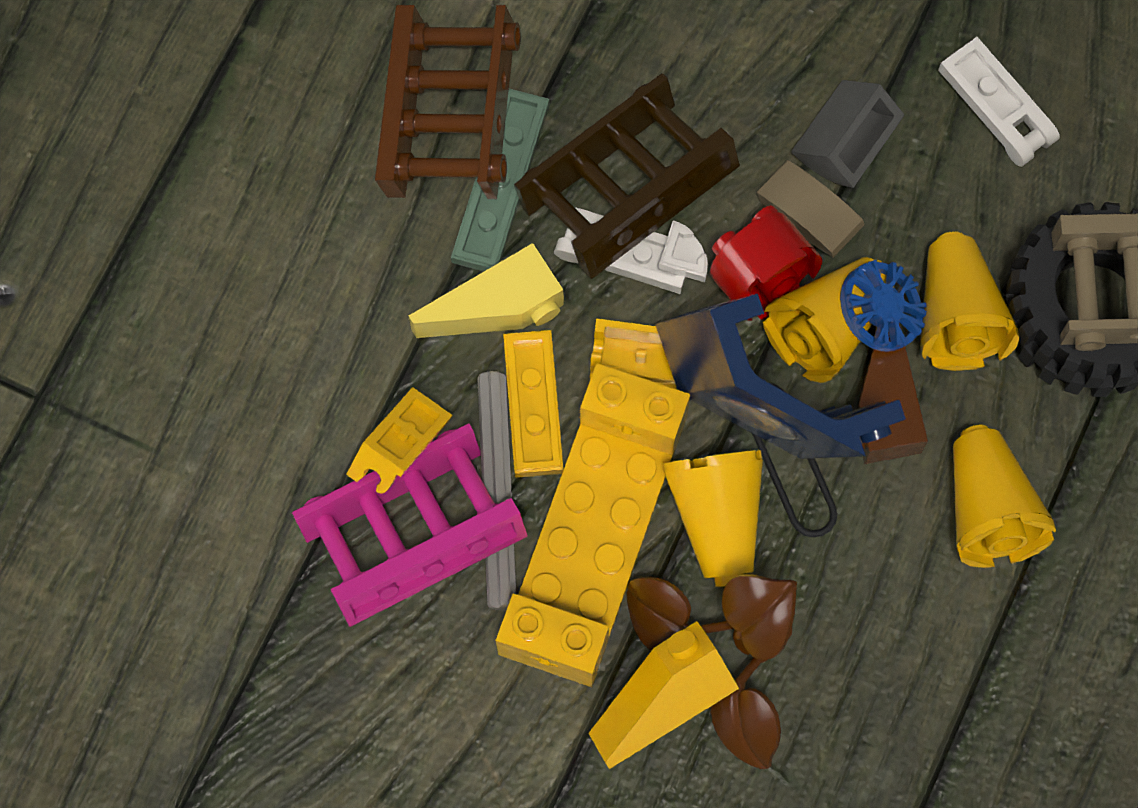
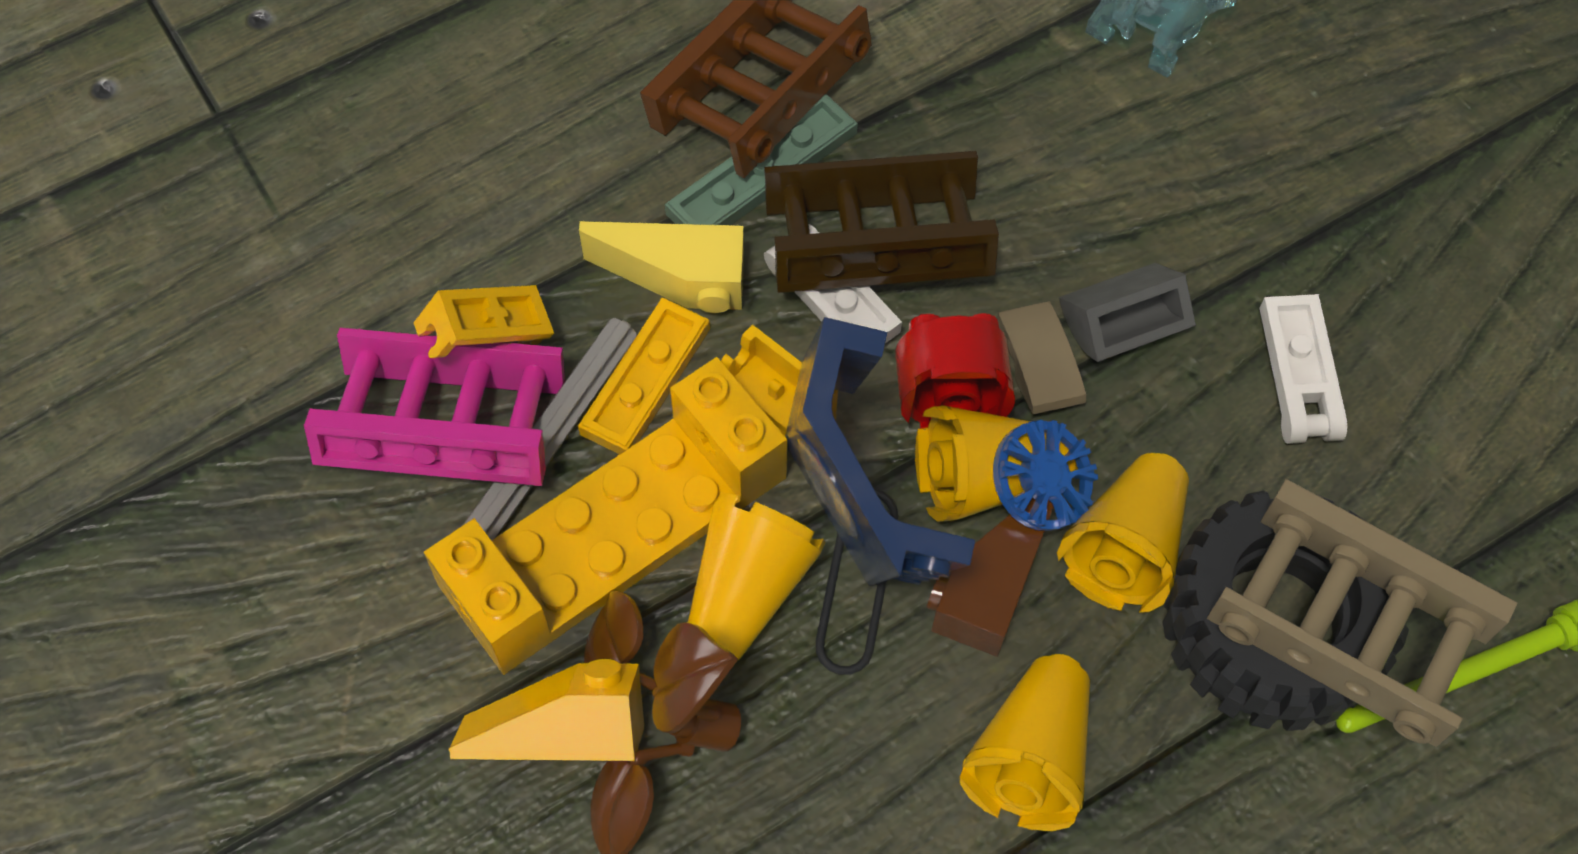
camera: 30 degrees right, 10 degrees down
(684, 254) = (884, 313): white tile -> none

